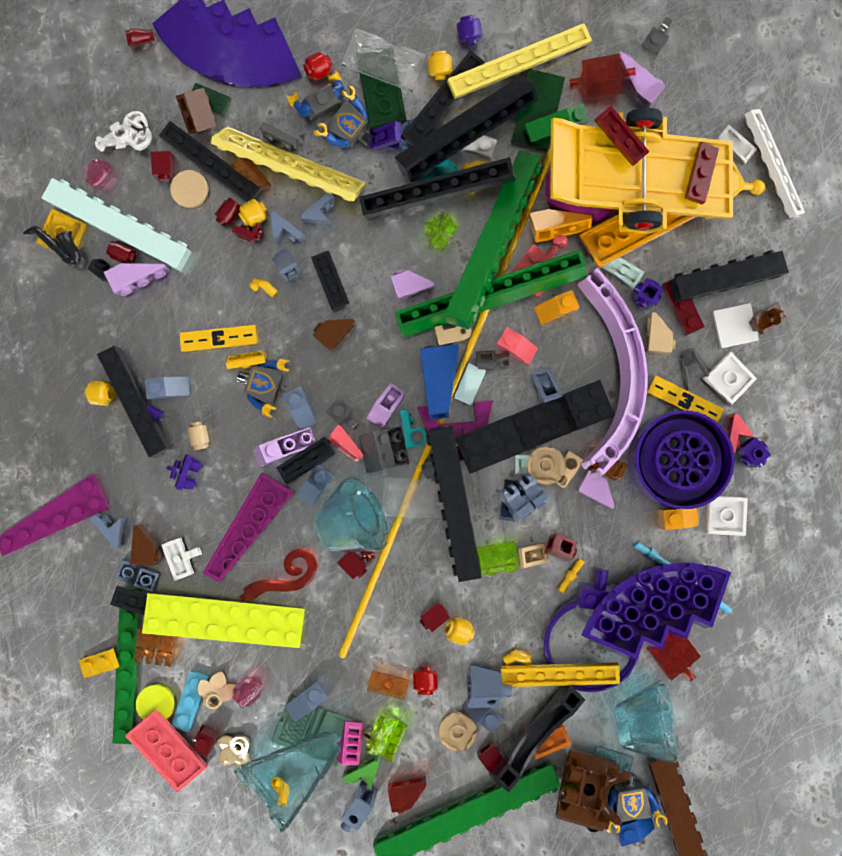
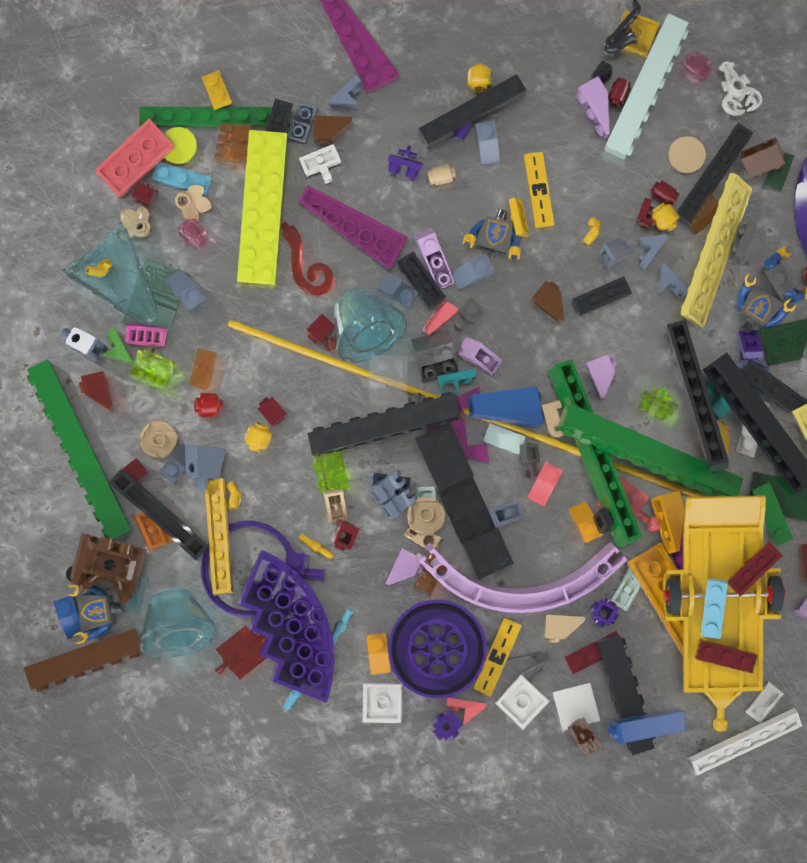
camera: 85 degrees right, 5 degrees down
(163, 165) = (707, 128): dark red brick -> none
(560, 288) = (603, 520): none -> black plate
(658, 179) = (714, 608): none -> medium azure plate
(767, 256) = (646, 726): none -> slope

